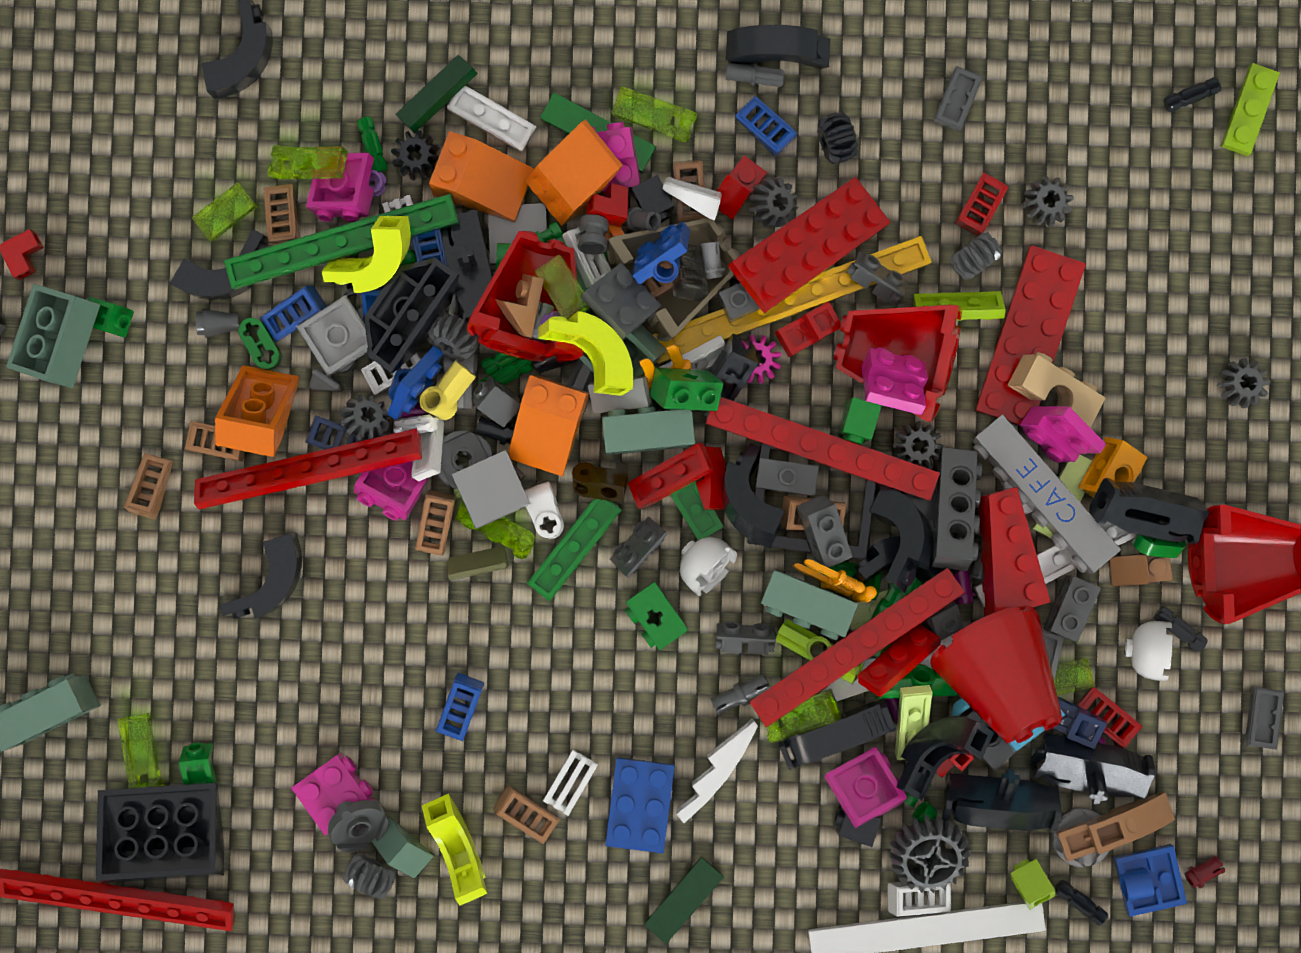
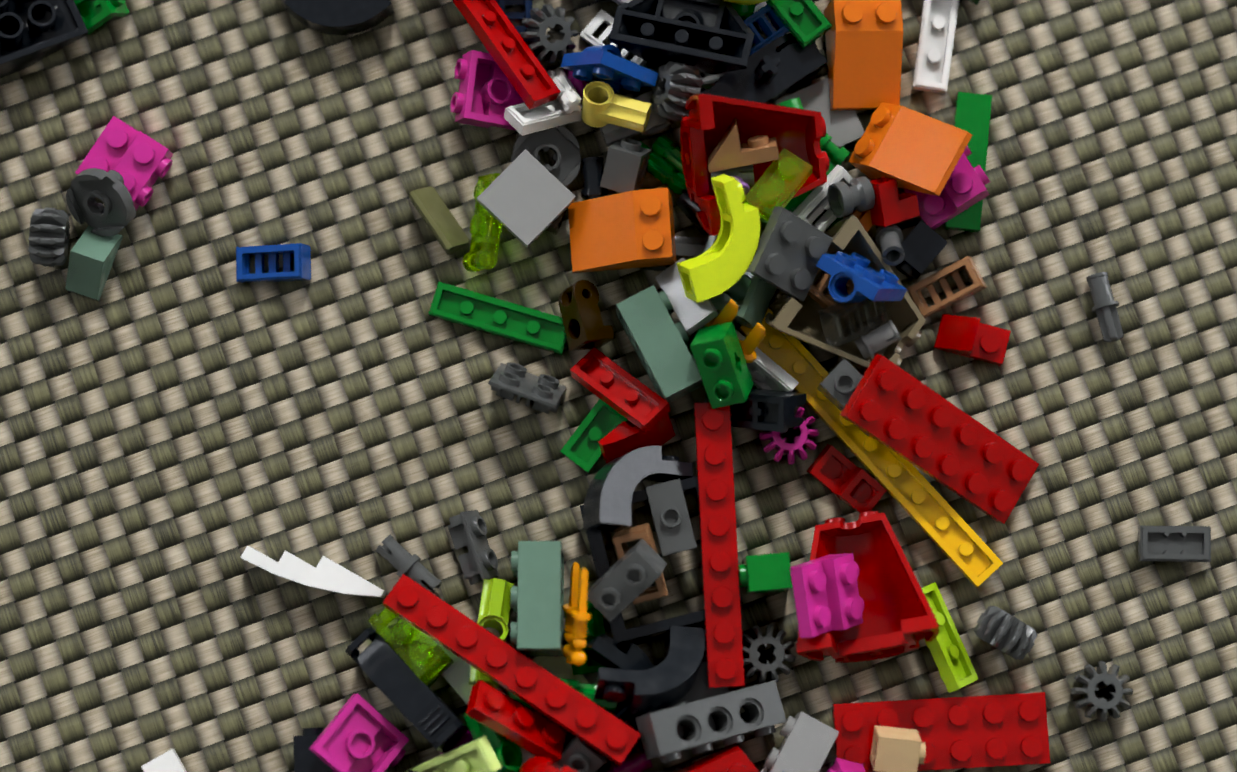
camera: 65 degrees right, 5 degrees down
(440, 498) = (494, 149): medium nougat slope -> none
(457, 848) = (118, 320): neon yellow arch -> none
(505, 800) = (200, 357): medium nougat slope -> none
(542, 507) = (530, 265): white piece -> none
(557, 804) = (207, 412): white tile -> none
(640, 805) = (241, 504): blue plate -> none
(653, 114) = (1014, 212): clear neon green plate -> none
(671, 623) = (476, 428): green brick -> none
(683, 900) = (154, 595): dark green tile -> none
(699, 198) = (940, 297): white slope -> none
(705, 563) = (538, 468): white cylinder -> none
(773, 191) = (979, 372): dark grey gear -> none
(774, 148) = (1041, 367): blue slope -> none
(777, 43) = (1149, 318): black arch -> none
(837, 137) = (1072, 424): black gear -> none
(889, 285) = (935, 547): dark grey hinge -> none
(972, 225) = (1039, 616): red slope -> none

